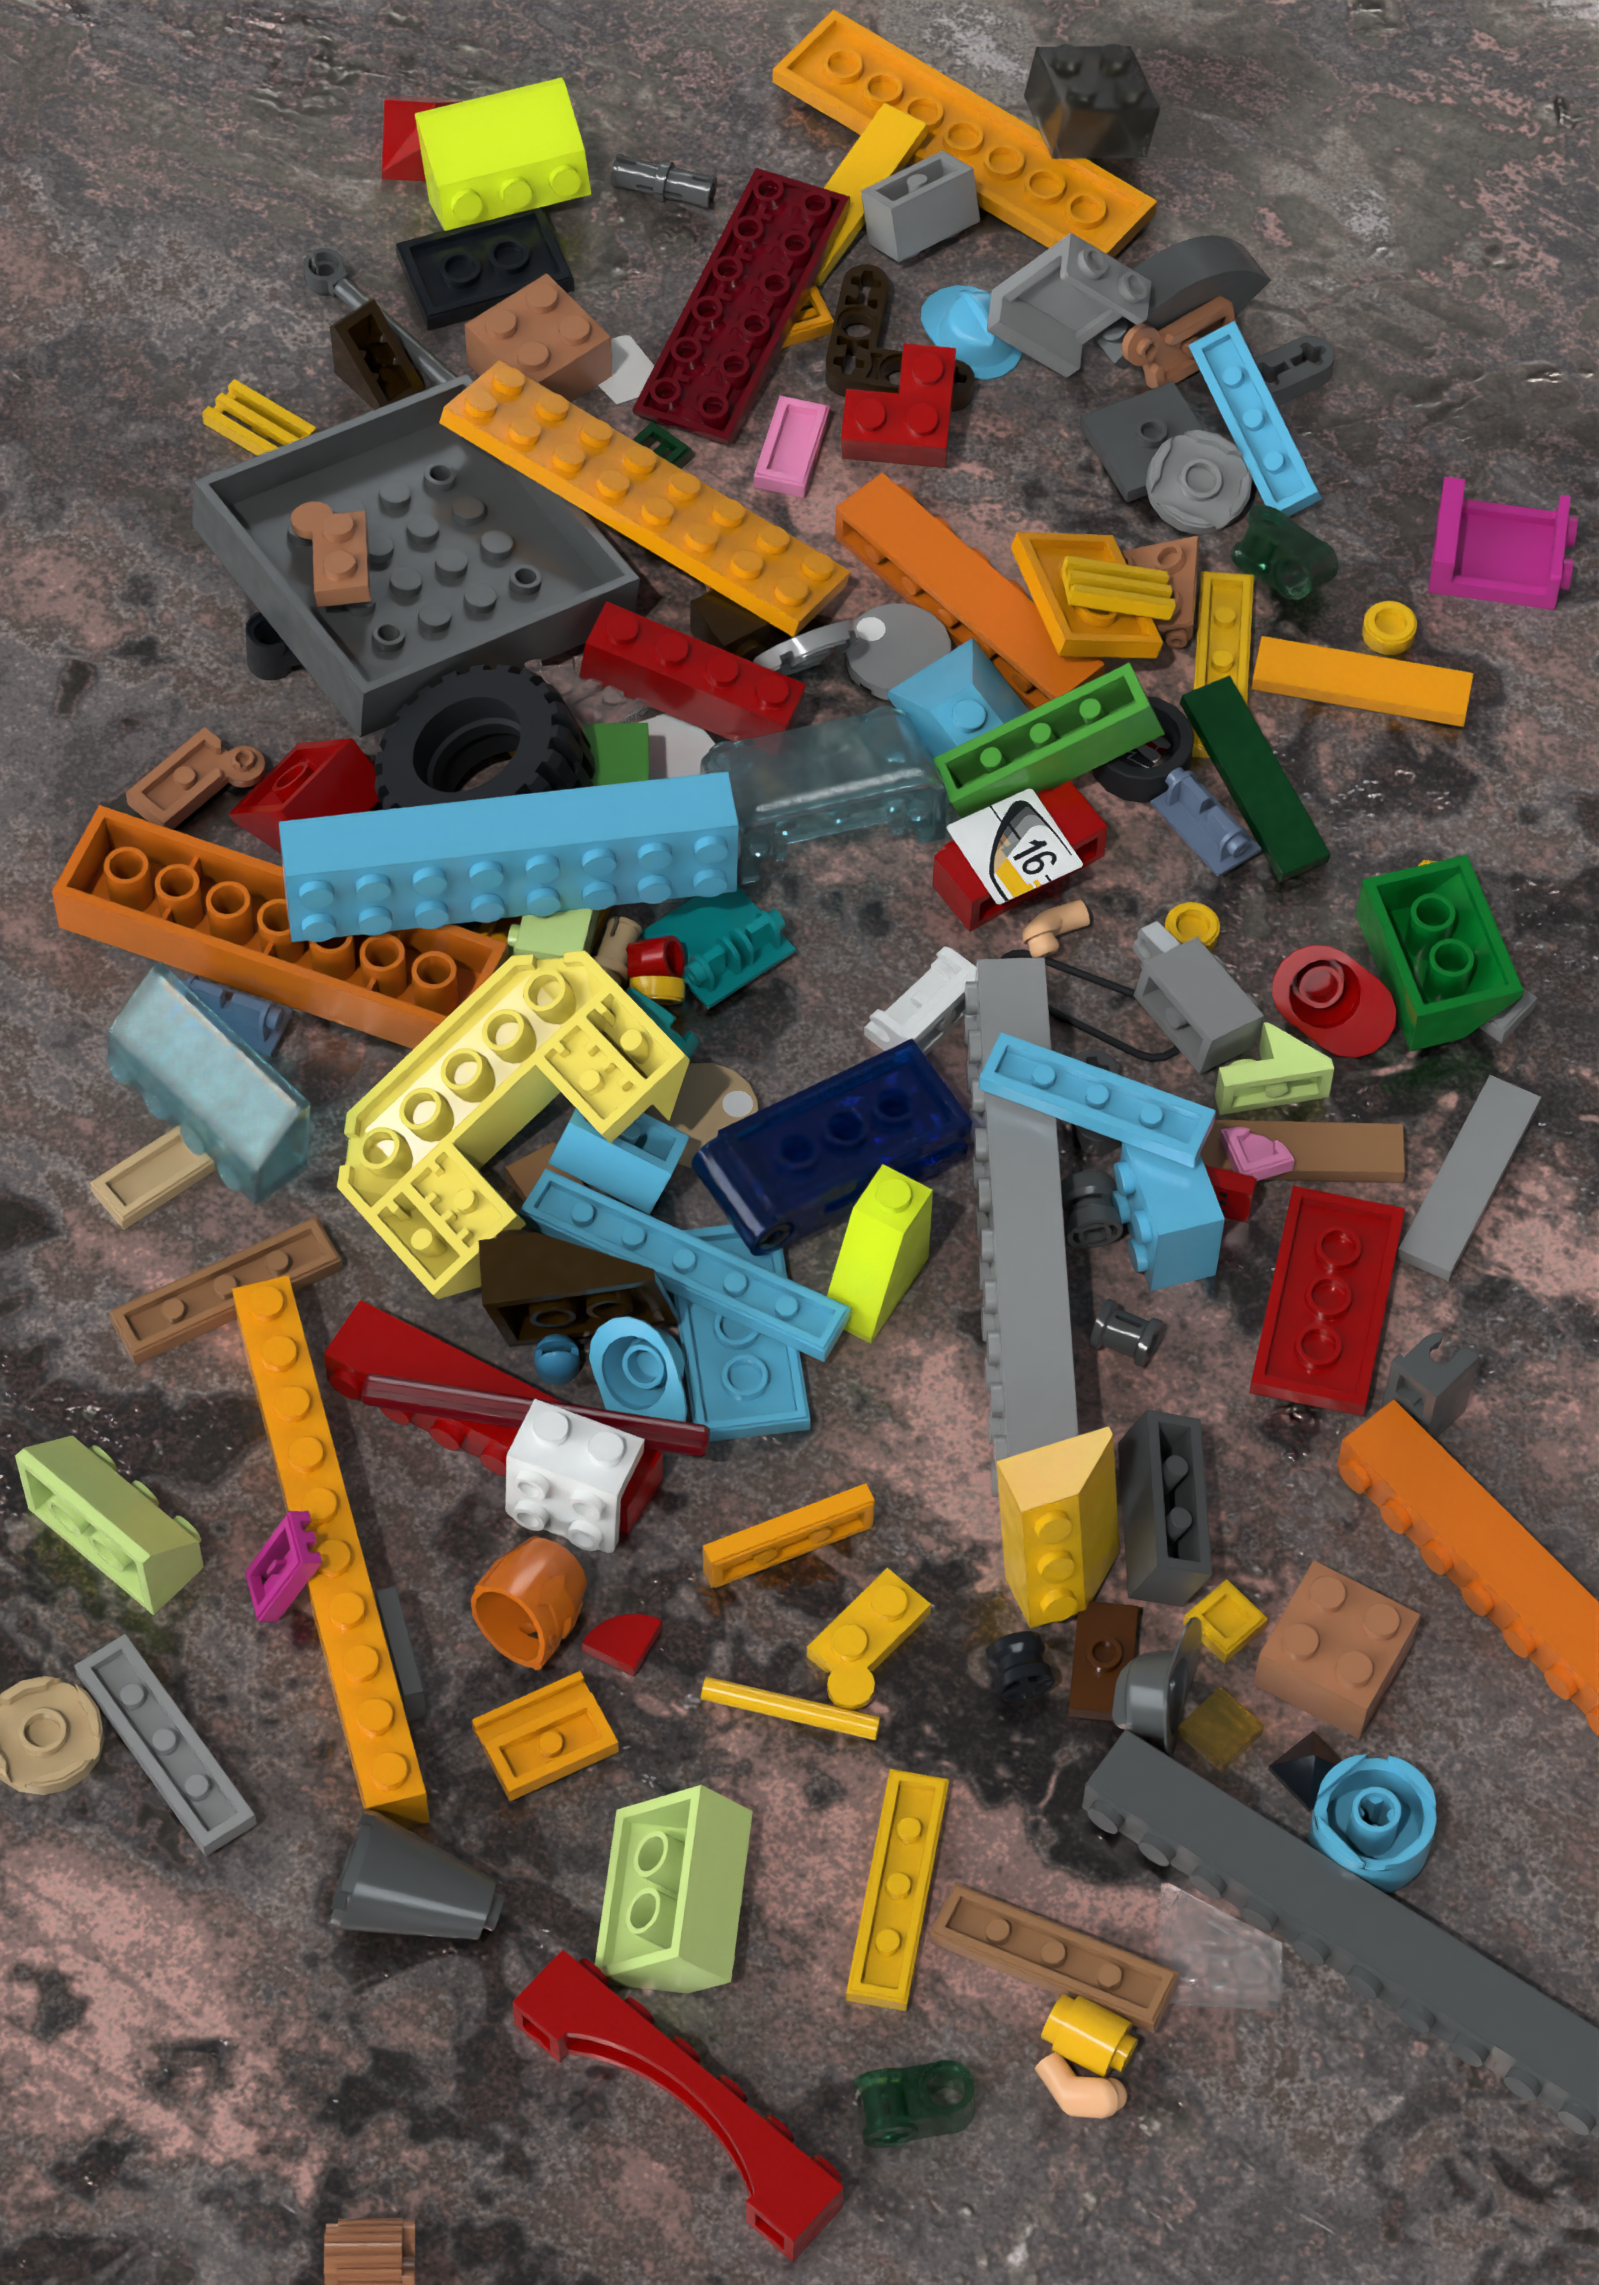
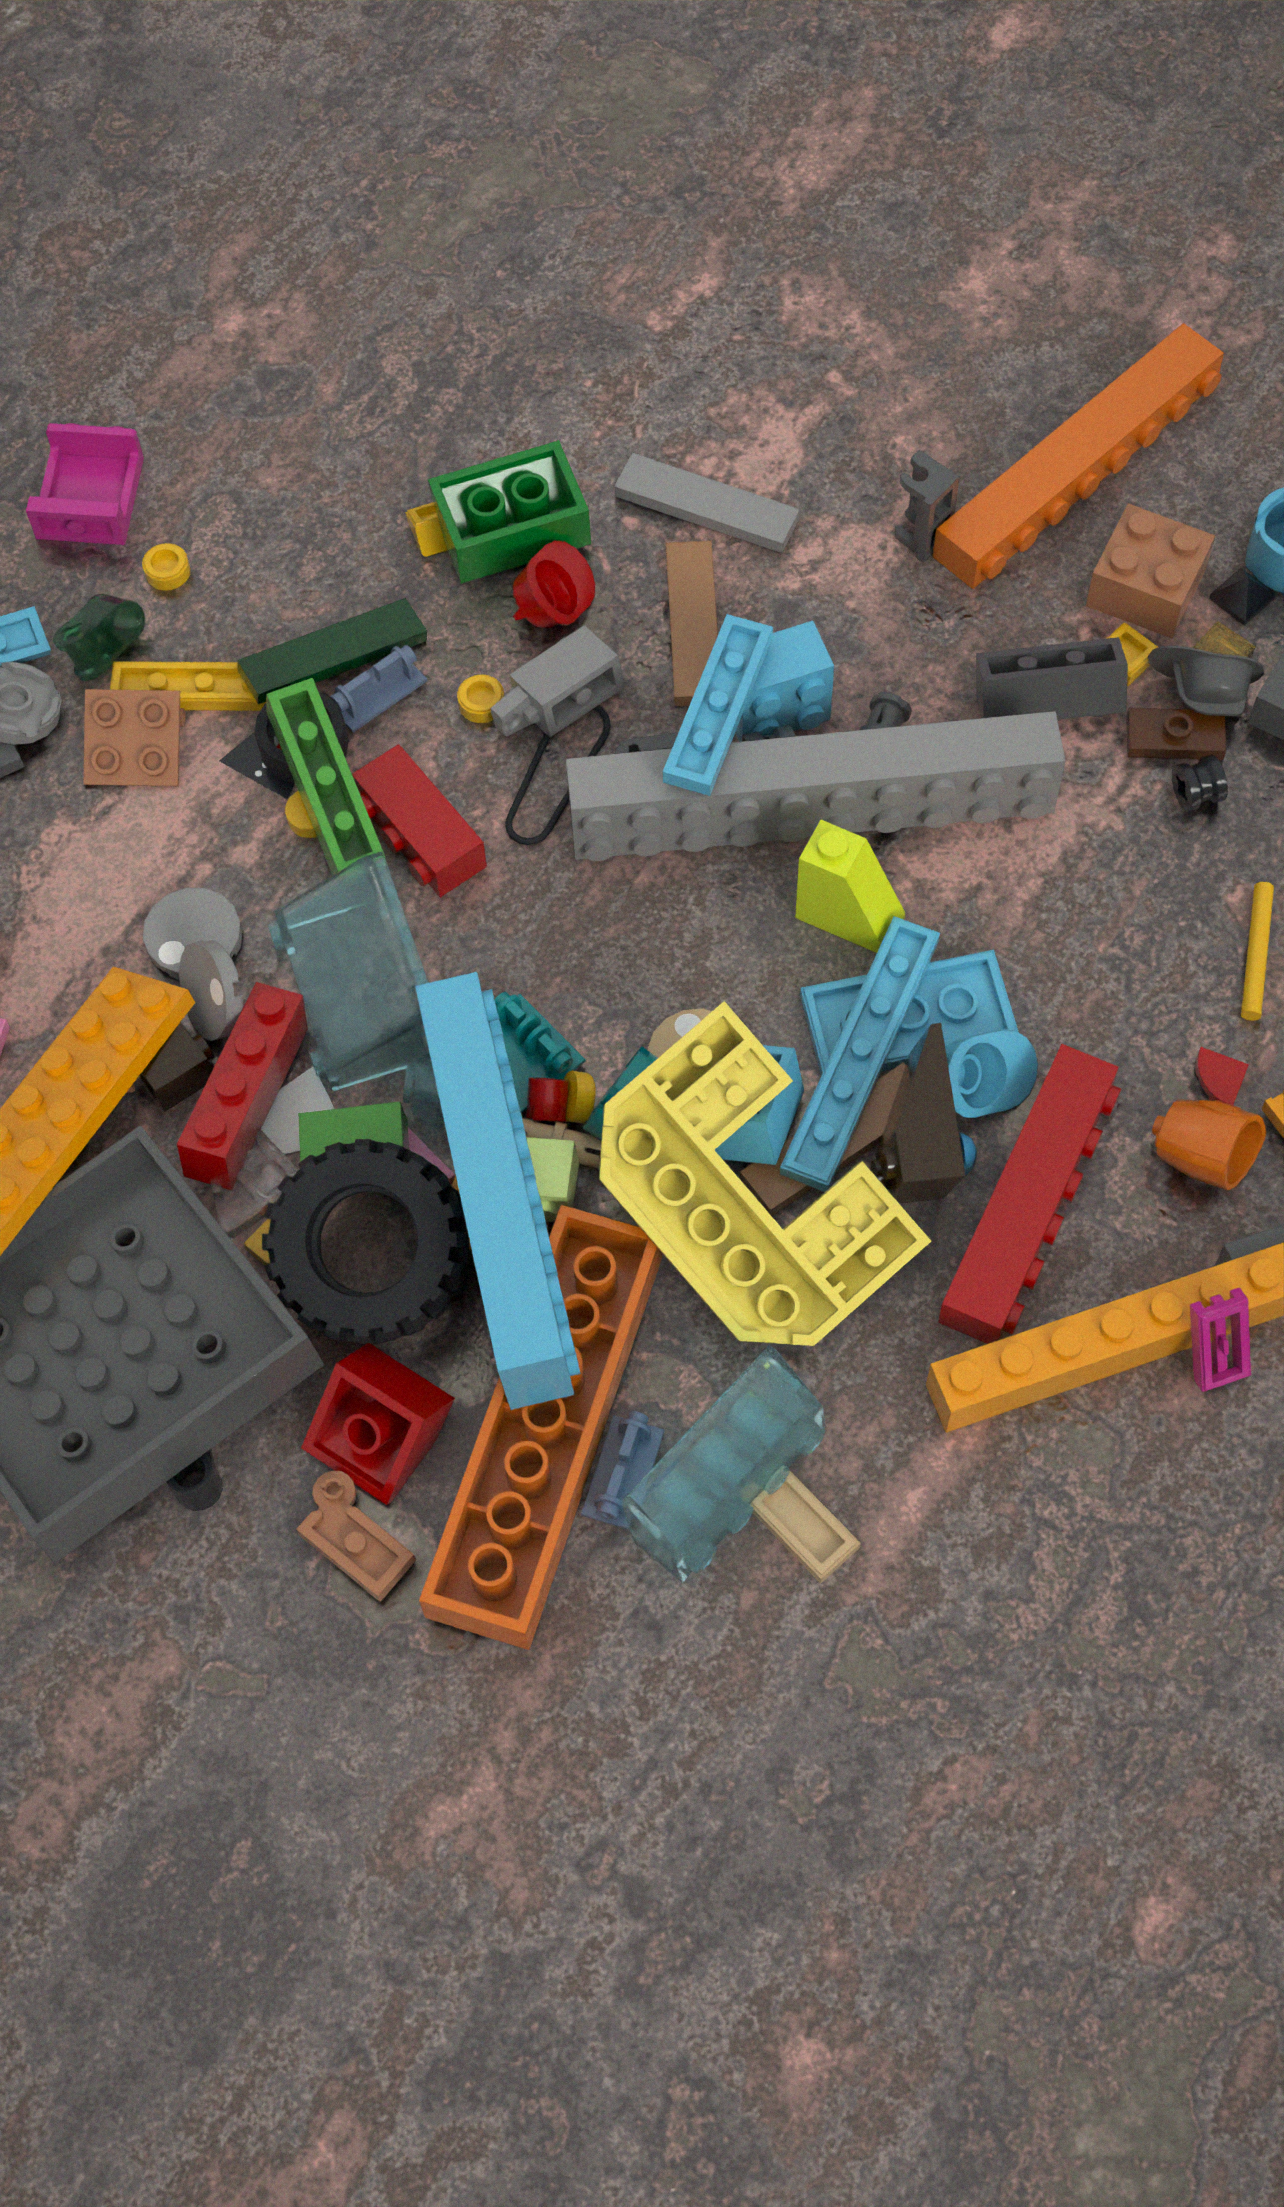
camera: 90 degrees left, 5 degrees up
(110, 1519) = (1187, 1499): yellowish green slope -> none
(206, 1297) = (920, 1443): medium nougat tile -> none
(339, 552) = (118, 1393): nougat hinge -> none
(511, 1411) = (1049, 1143): dark red axle -> none
(570, 1476) = (1102, 1100): white bracket -> none
(788, 1536) = (1110, 955): light orange tile -> none
(820, 1148) = (743, 934): clear blue hinge -> none
(865, 1637) = (1185, 900): yellow hinge -> none
(927, 1008) = (577, 885): white hinge -> none
(957, 699) = (262, 871): medium azure slope -> none
(959, 587) = (151, 861): orange brick -> none
(1014, 846) = (423, 811): sticker -> none
(1052, 922) = (488, 801): light nougat arm -> none
(1059, 1524) = (1107, 731): yellow slope -> none
(1079, 629) = (153, 767): light orange plate -> none
(1117, 588) = (146, 723): yellow tile -> none
(1255, 1154) = (704, 636): bright pink tile -> none
(1285, 1075) = (625, 625): yellowish green slope -> none
(1327, 1301) = (836, 588): red plate -> none
(1362, 681) = (223, 583): light orange tile -> none

